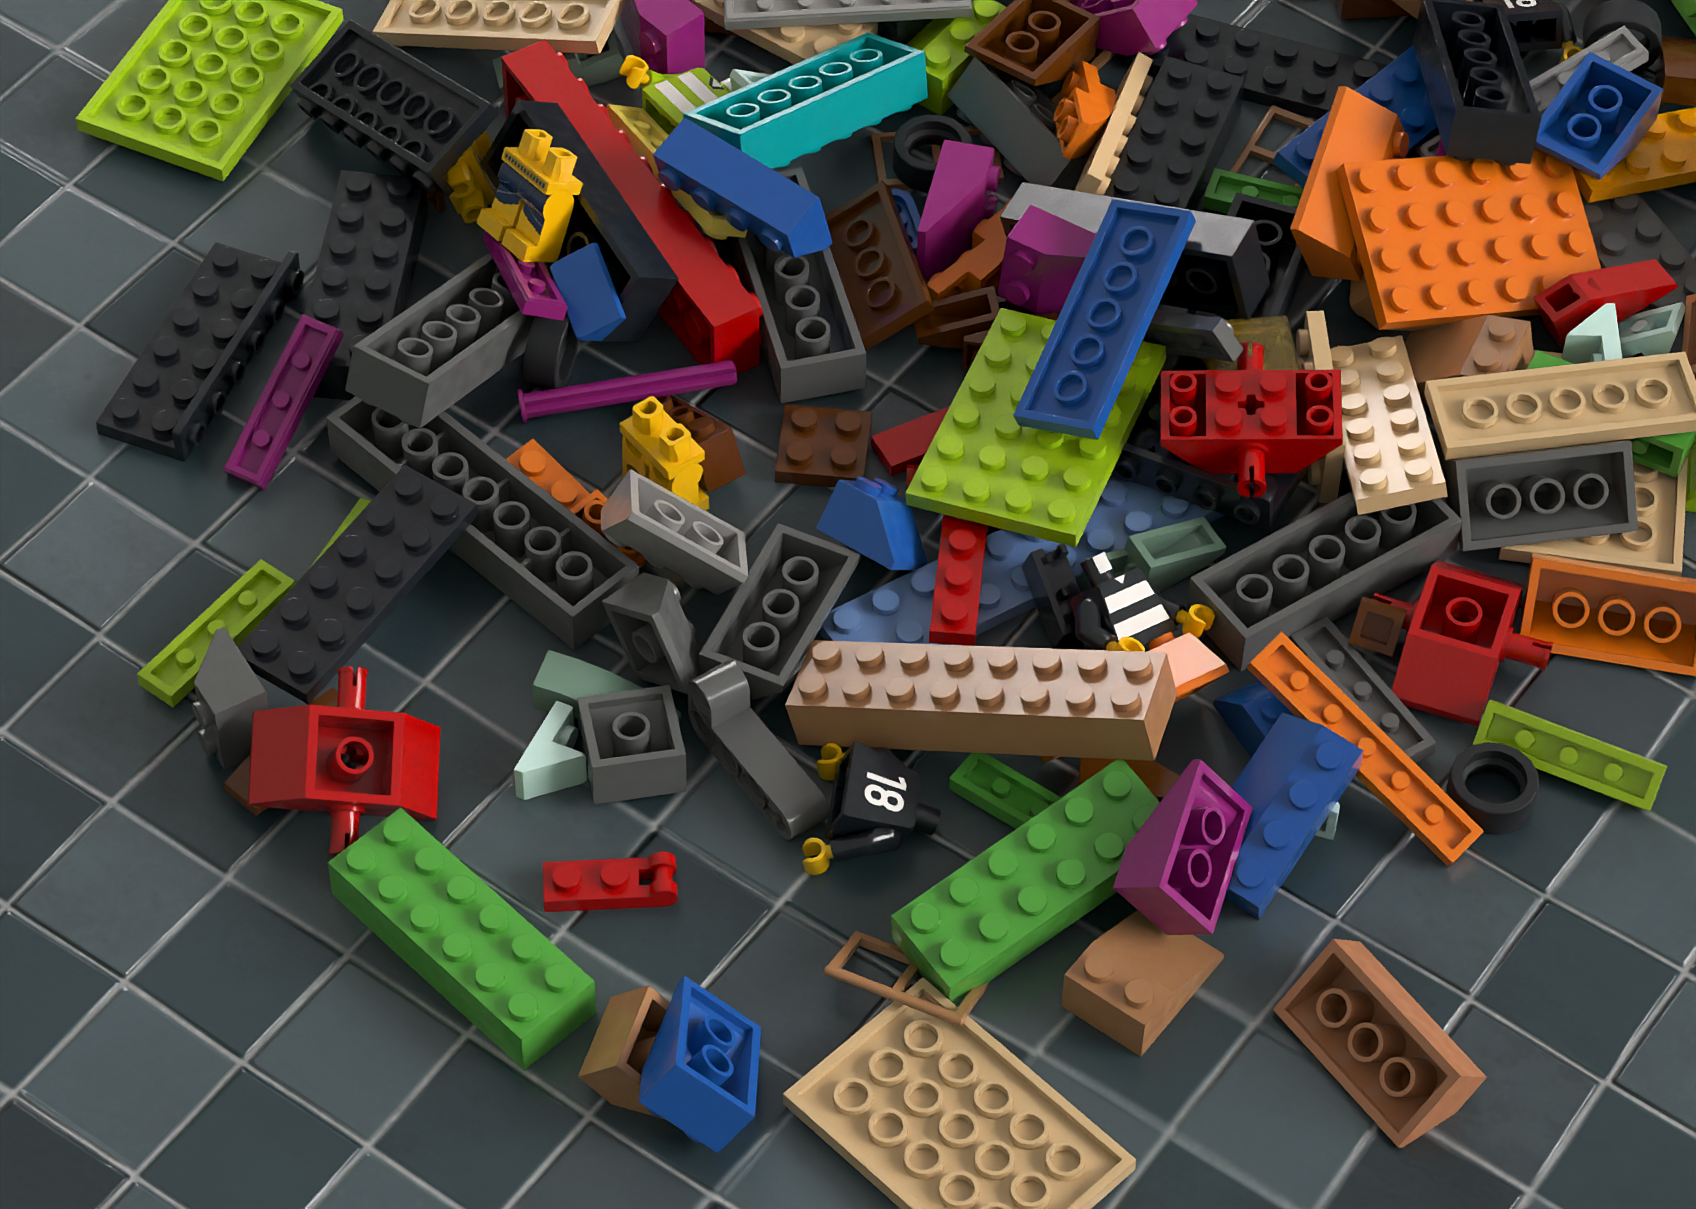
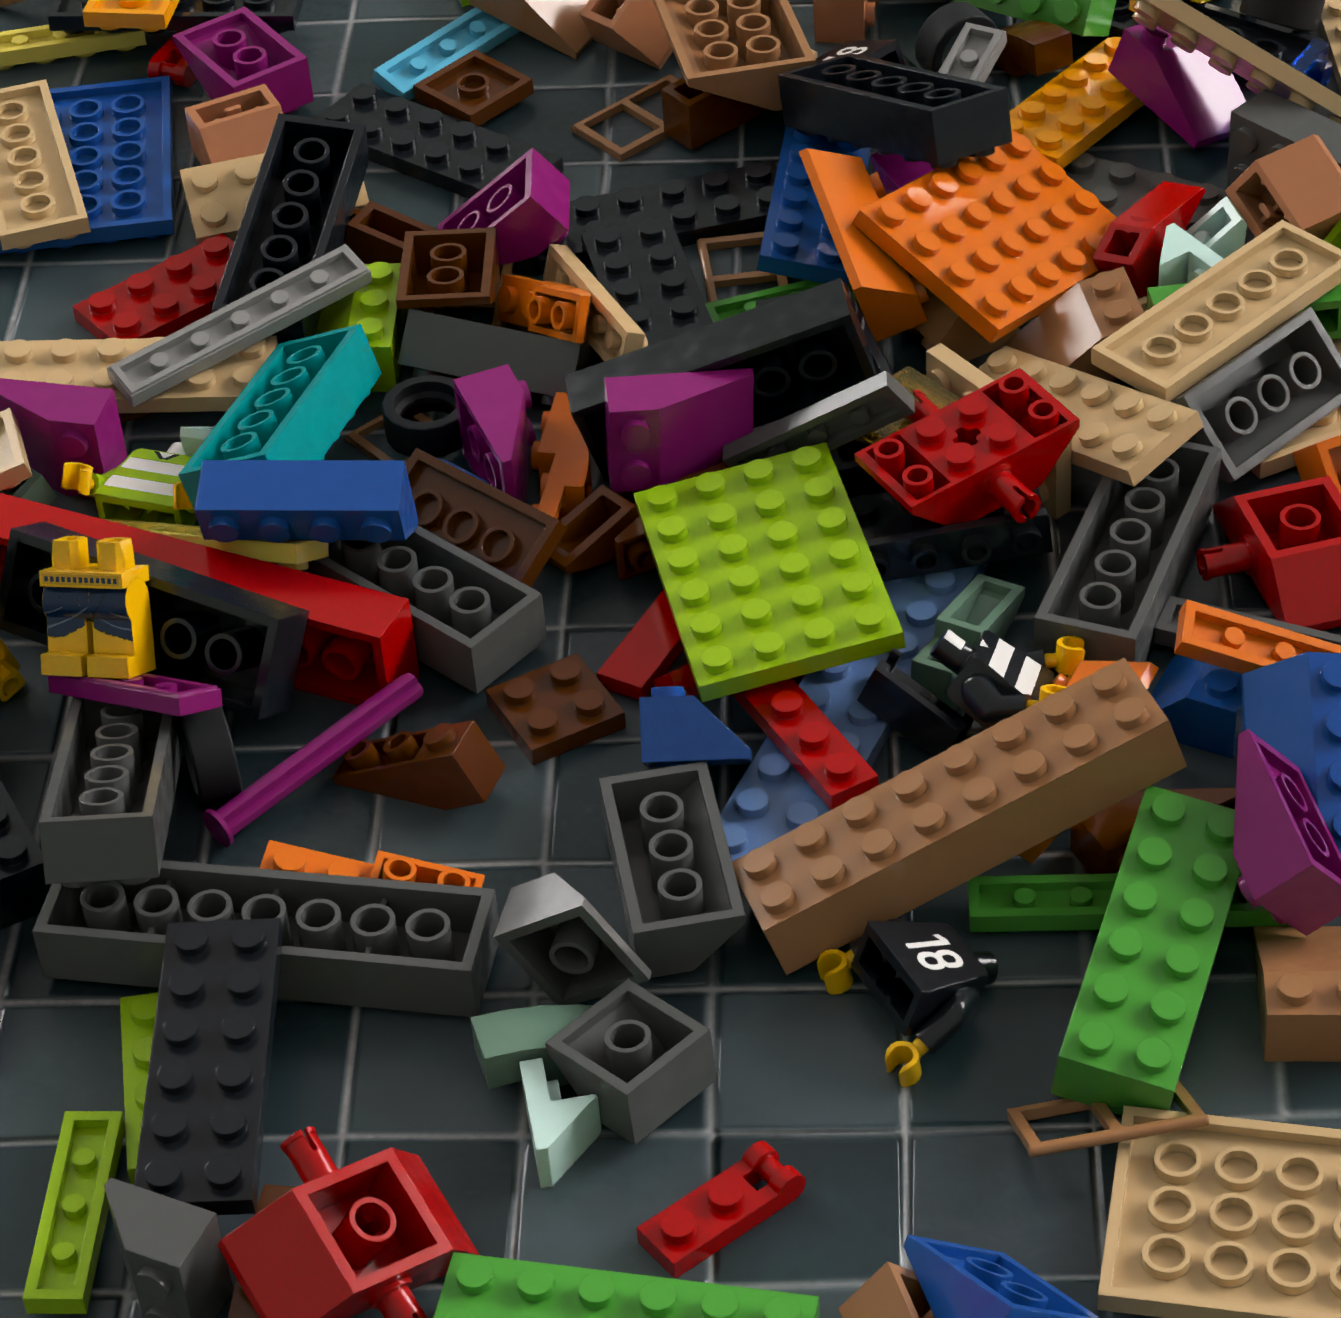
camera: 30 degrees left, 10 degrees down
(588, 293) = (221, 660): blue slope -> none
(663, 451) = (426, 785): yellow hips -> none
(675, 534) = (507, 842): light grey slope -> none
(751, 752) = (759, 1004): dark grey beam -> none
(1104, 319) = (771, 432): blue plate -> none
(1377, 626) = (1230, 574): reddish brown plate -> none
(1598, 116) = (1033, 79): blue slope -> none

